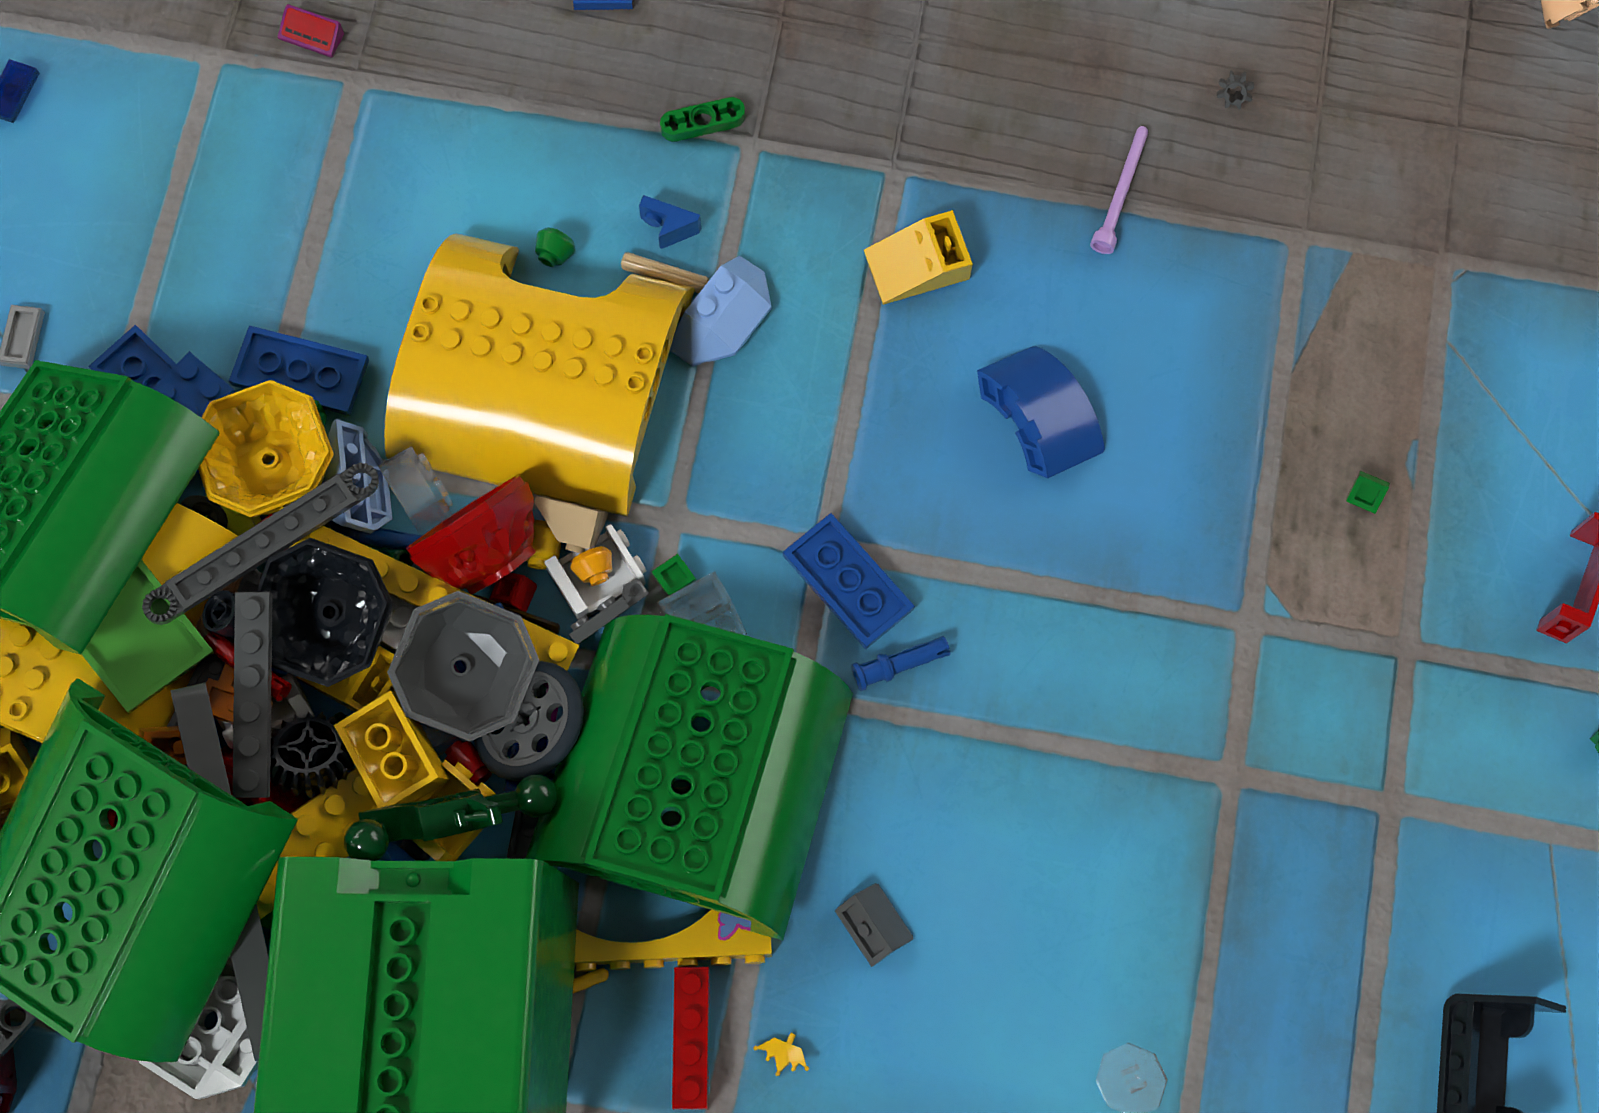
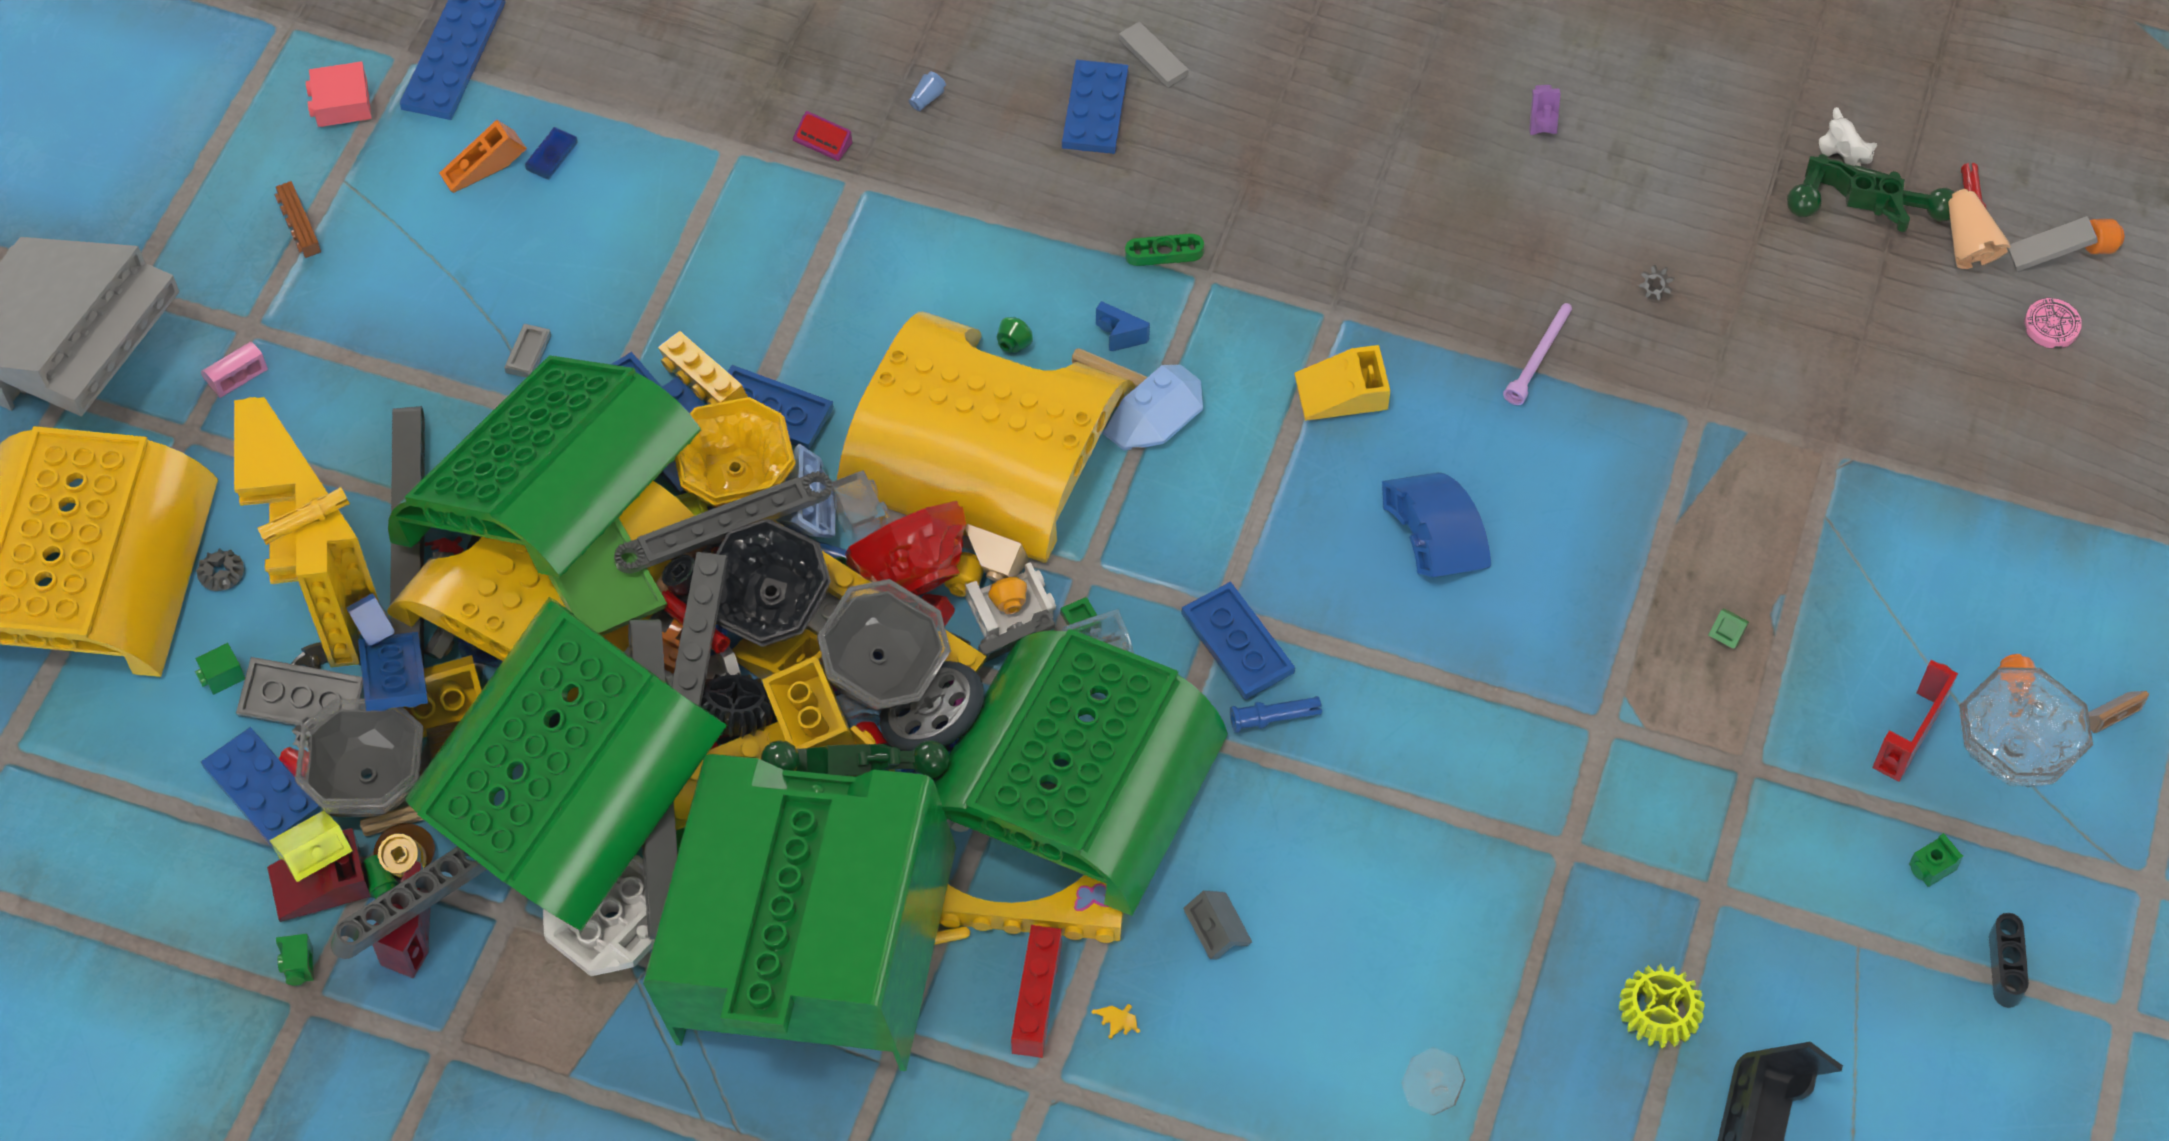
camera: 10 degrees right, 15 degrees down
(219, 347) = (699, 371): none -> yellow brick
(1370, 961) = (1652, 987): none -> neon yellow gear

